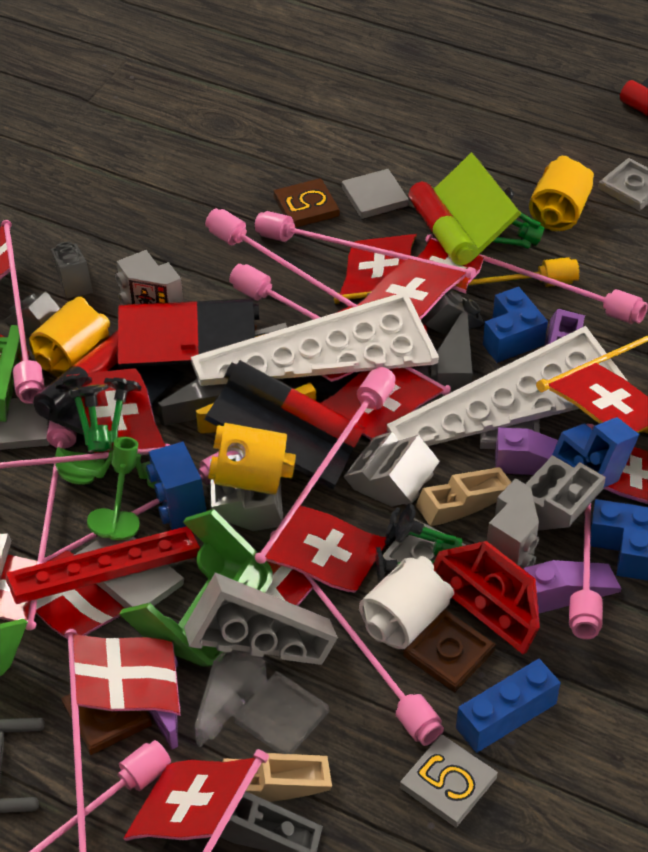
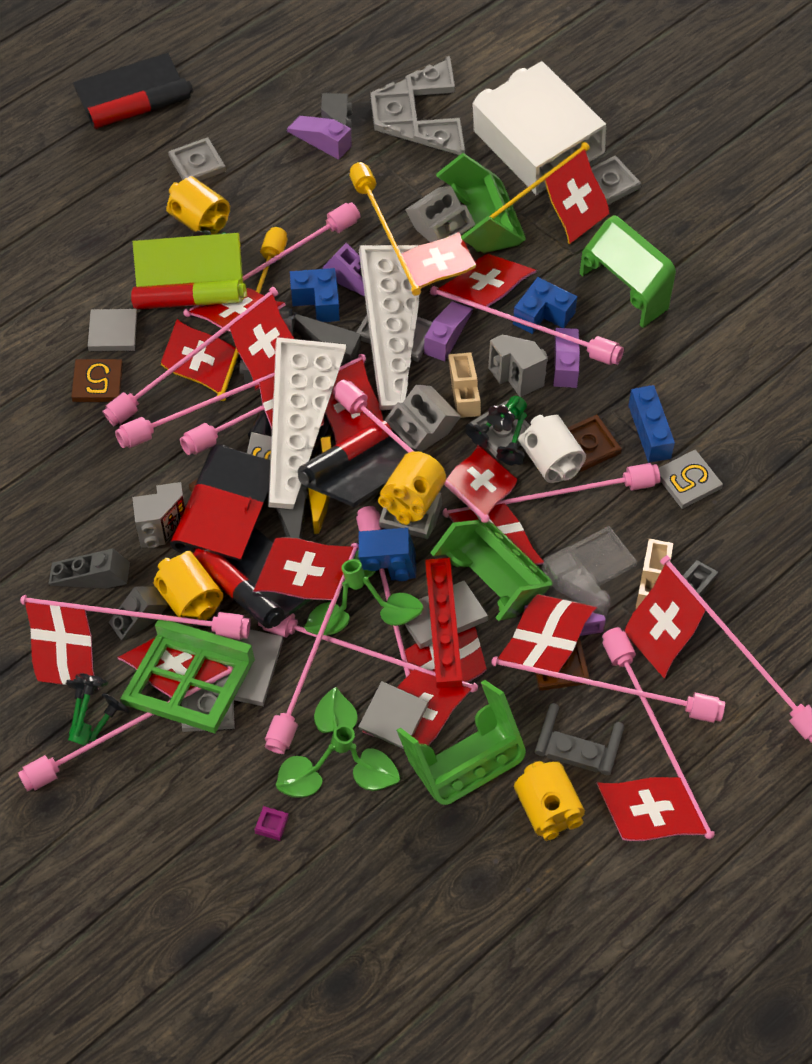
camera: 70 degrees left, 10 degrees up
(97, 436) = (308, 566): plant -> none
(258, 623) = (545, 537): light grey wedge -> none
(493, 590) = (568, 392): red wedge -> none
(563, 492) = (500, 317): light grey piece -> none
(601, 448) = (479, 292): blue brick -> none

